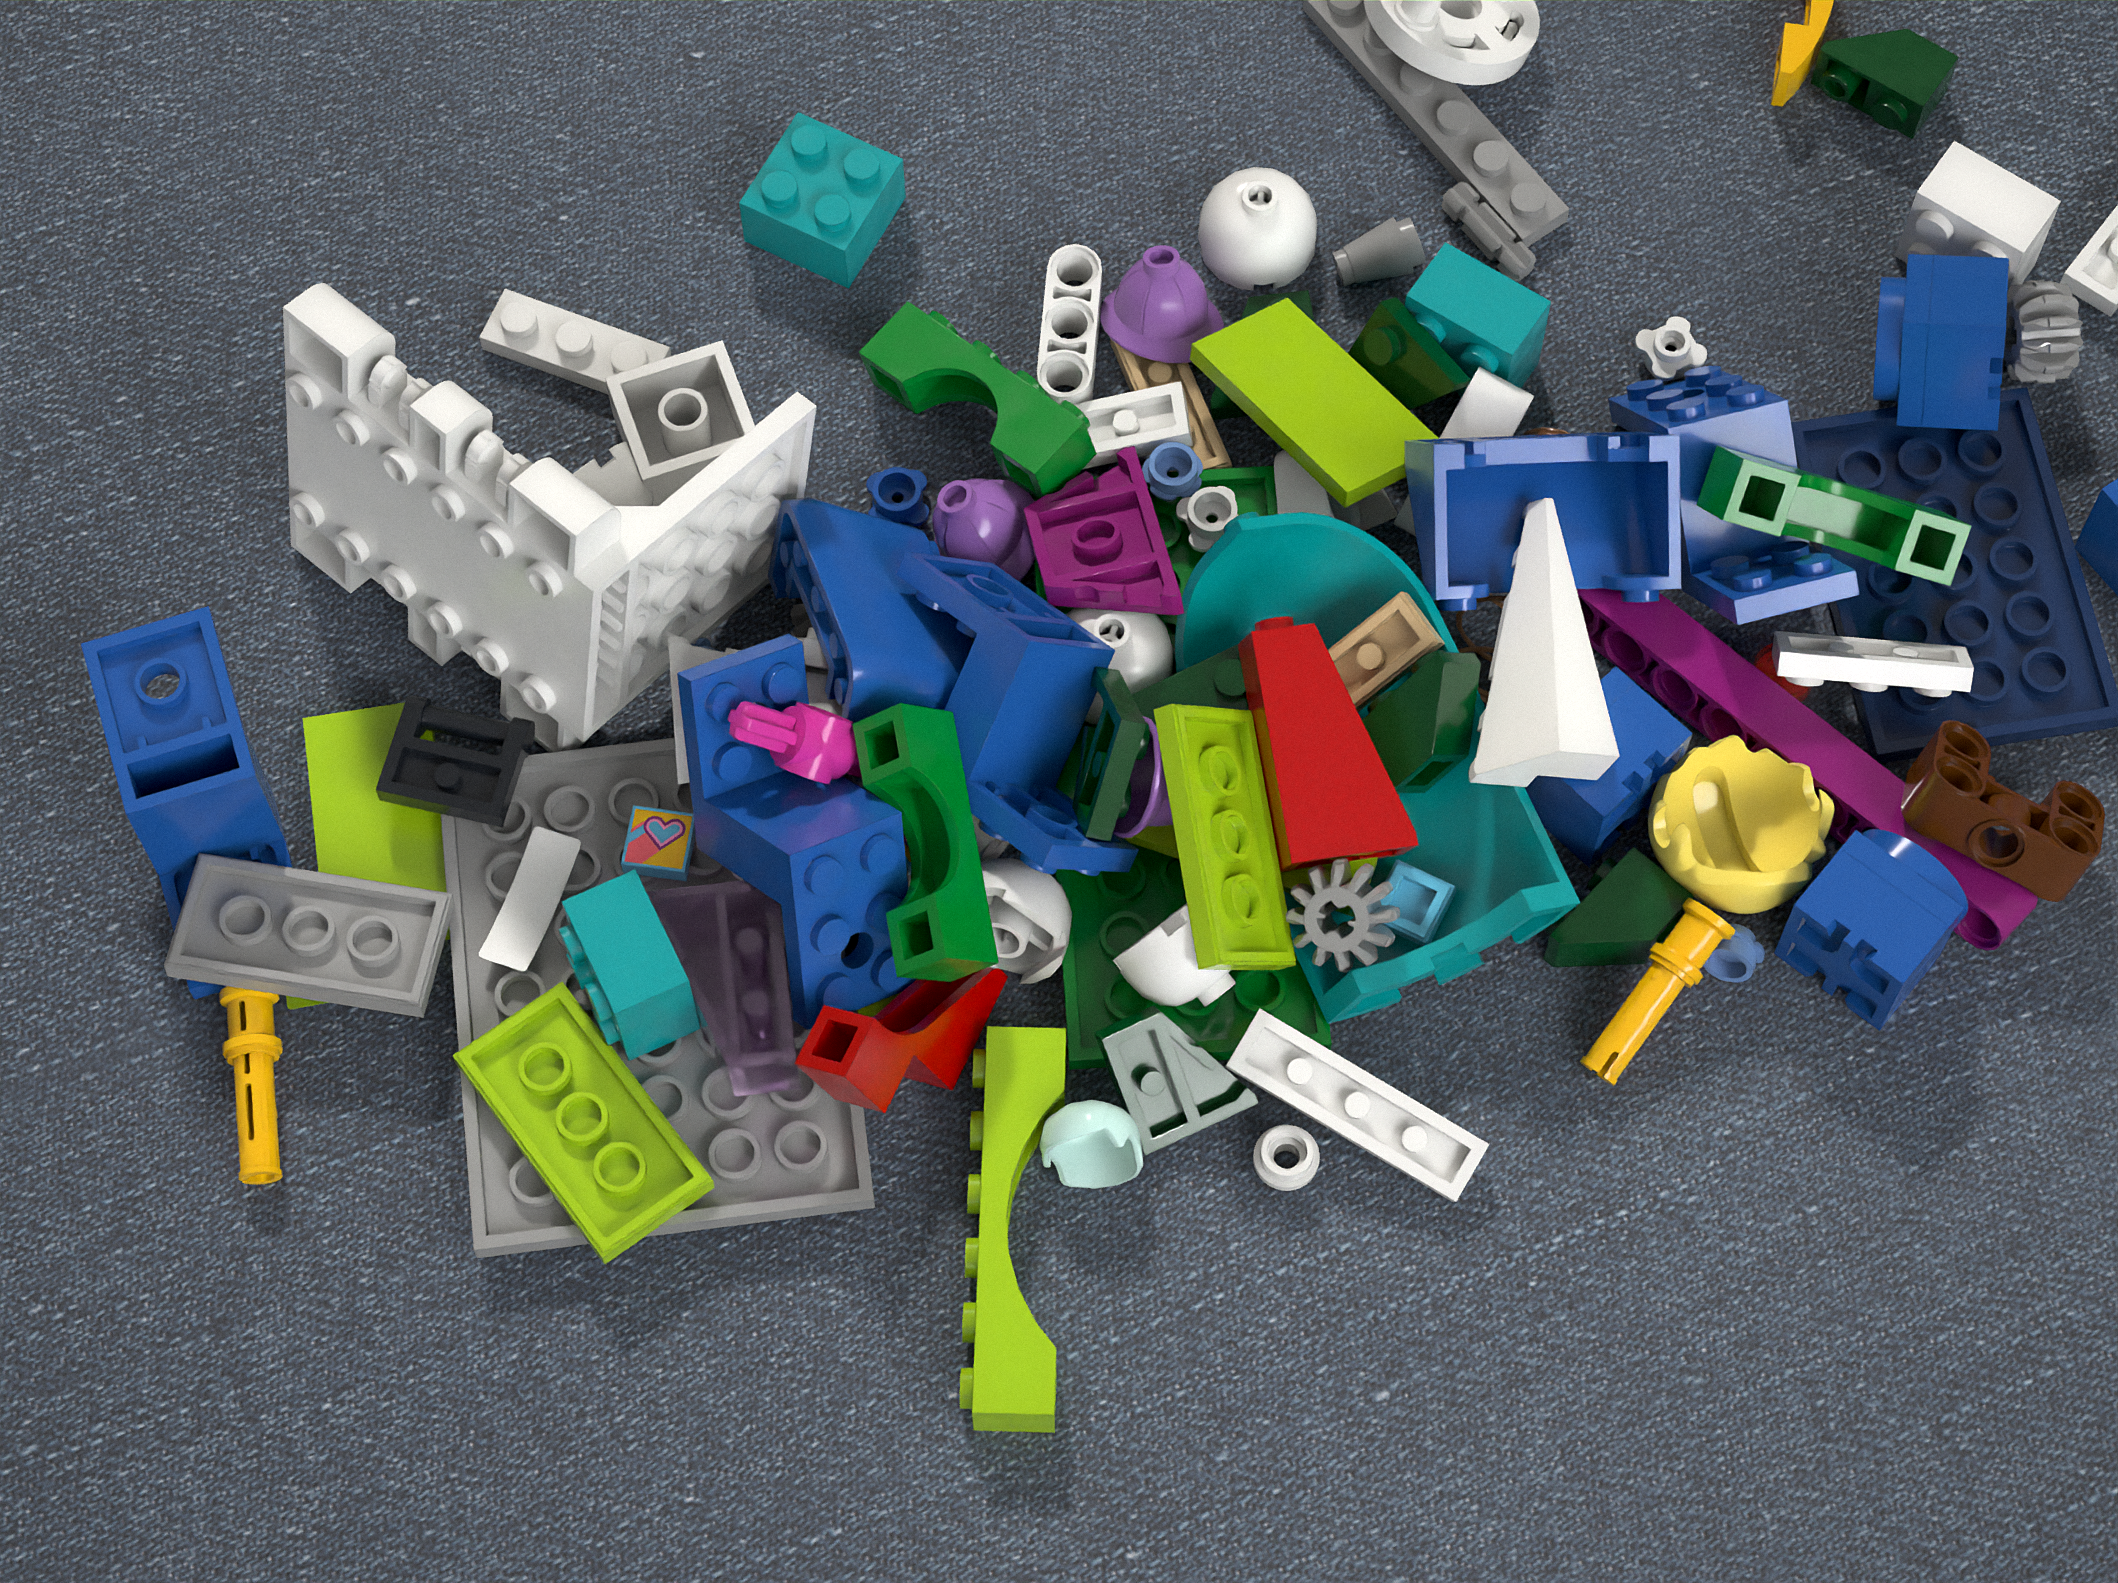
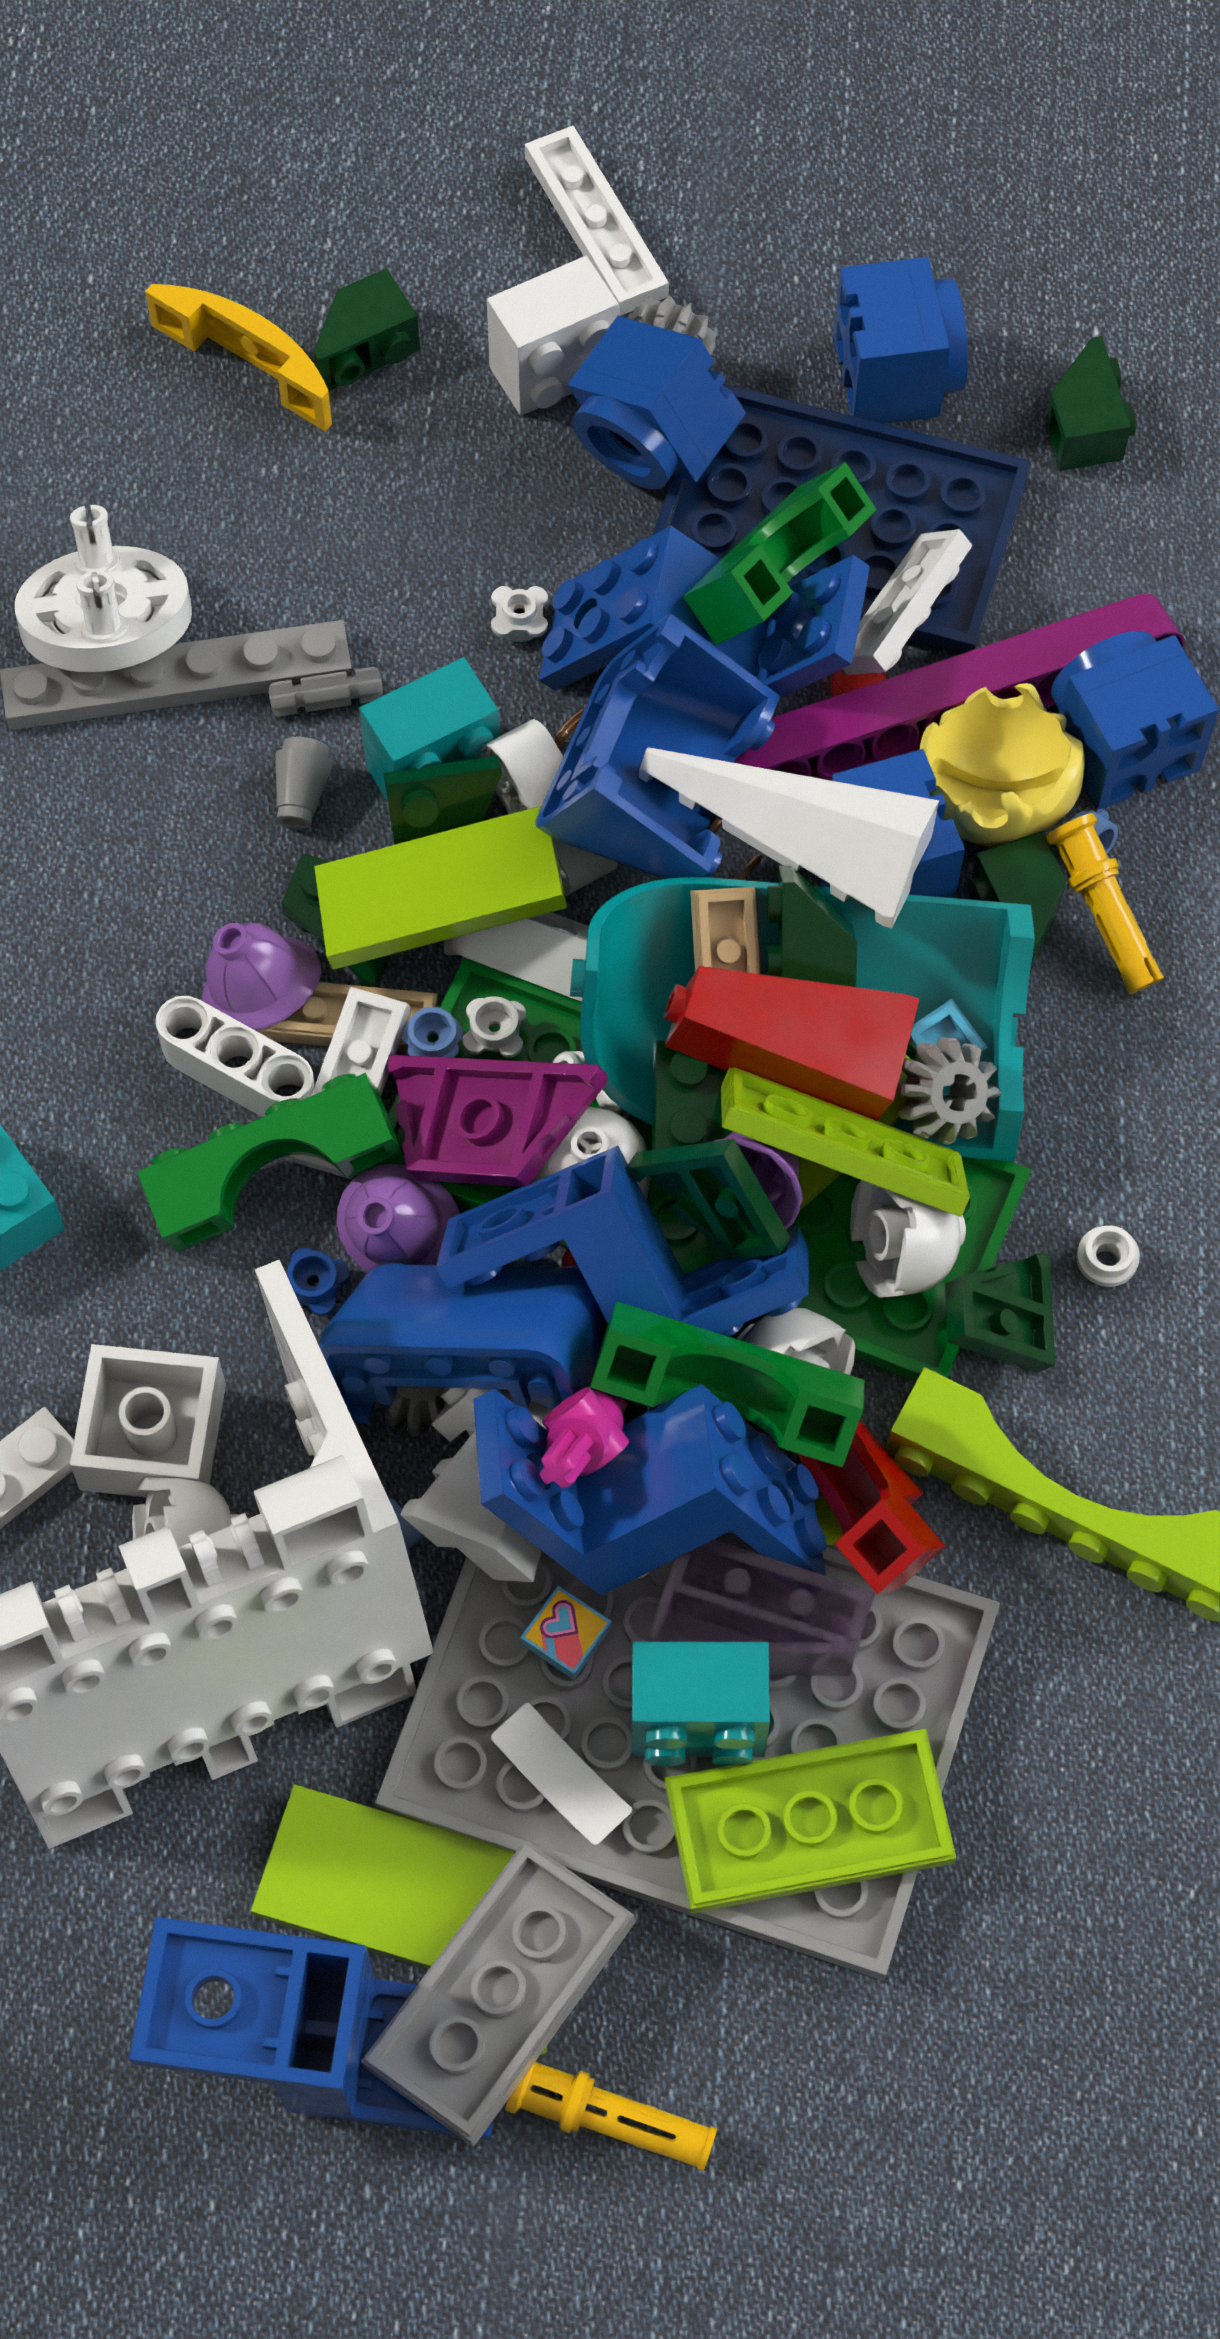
camera: 65 degrees left, 0 degrees up
(452, 777) = (402, 1793): black plate -> none
(1092, 1145) = (1033, 1397): light aqua hair -> none
(1257, 229) = (216, 865): white cylinder -> none
(1357, 1105) = (1097, 1175): white plate -> none
(1958, 802) = (1115, 570): reddish brown beam -> none

